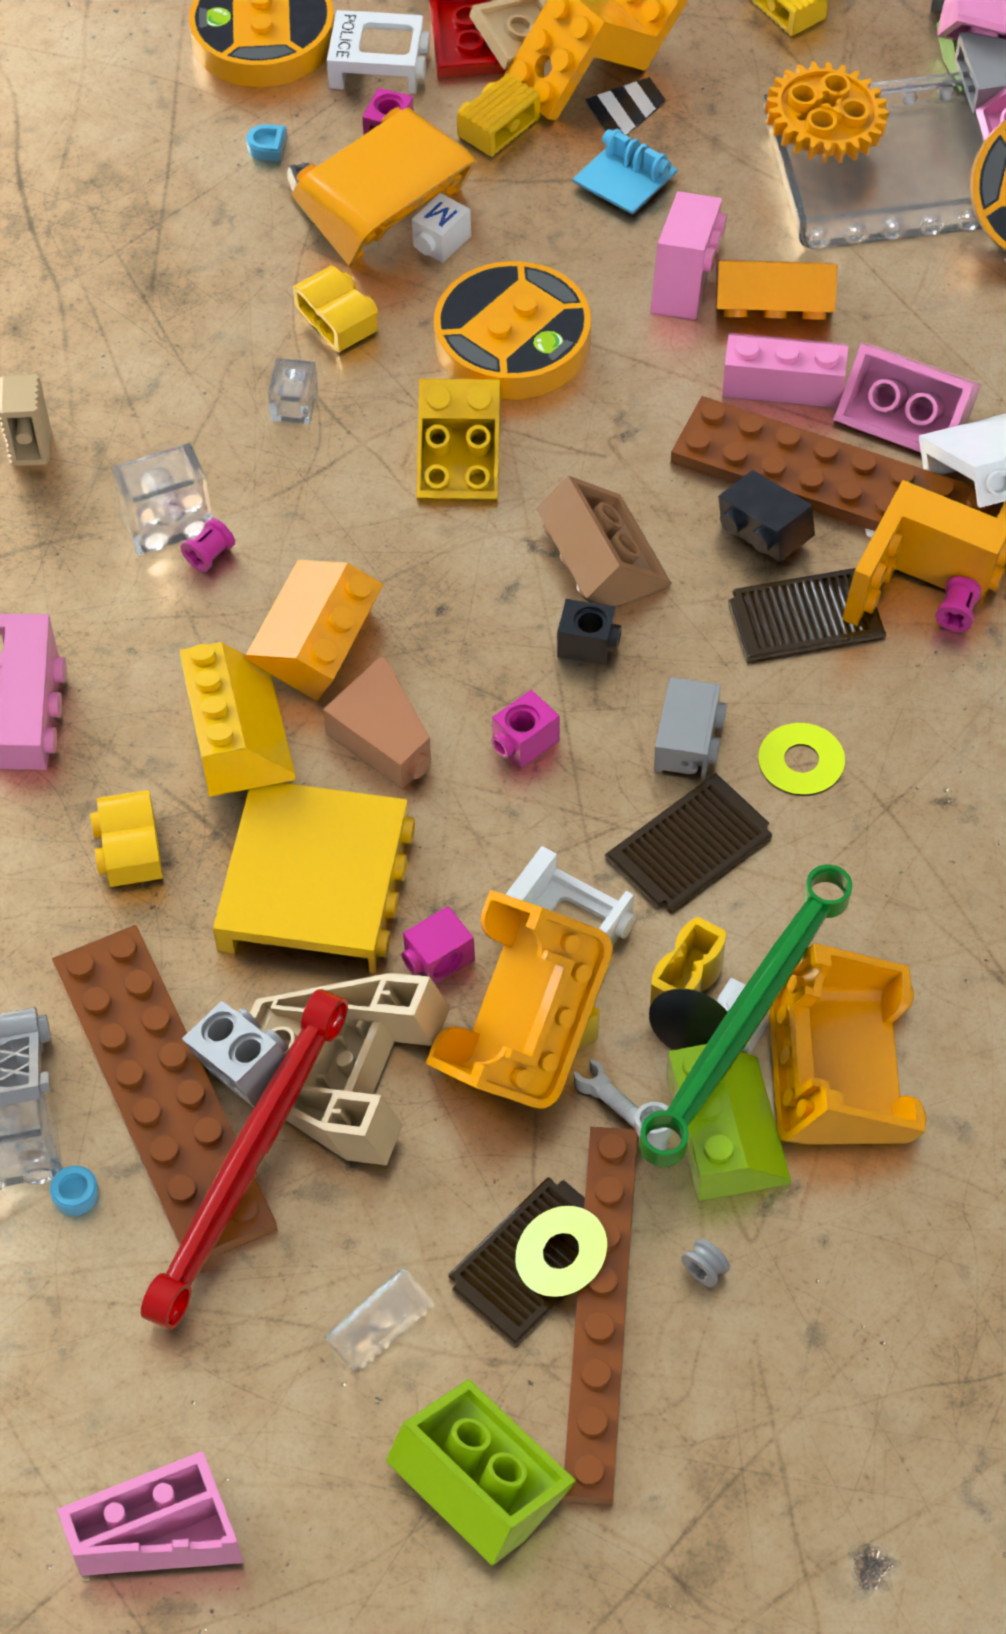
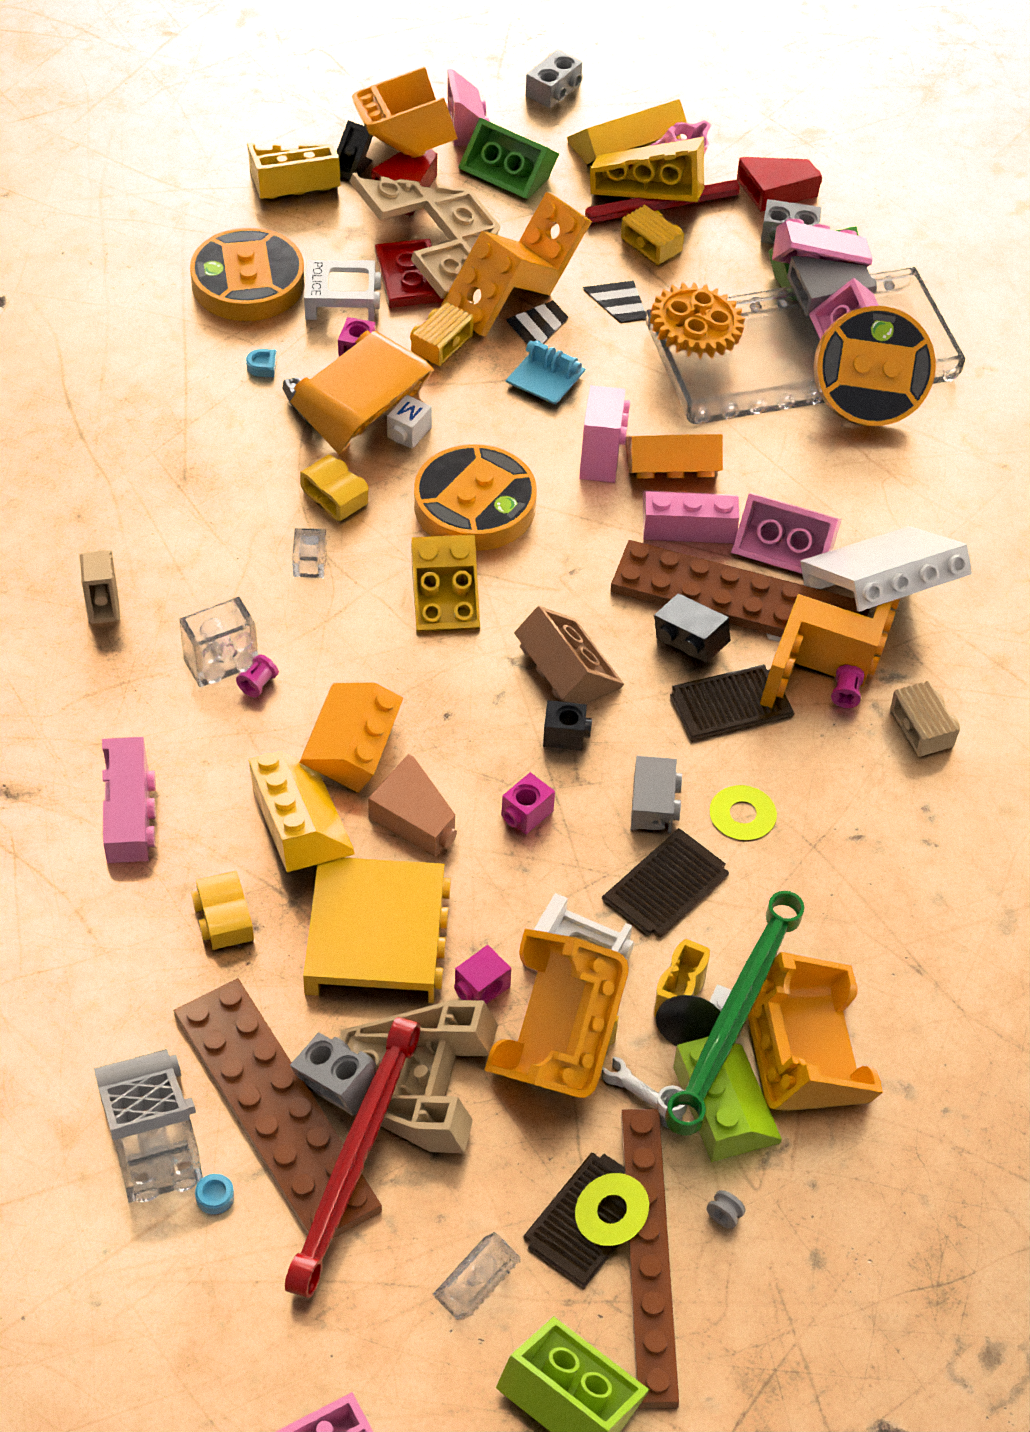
camera: 10 degrees left, 5 degrees down
(734, 79) = (619, 299): none -> sticker

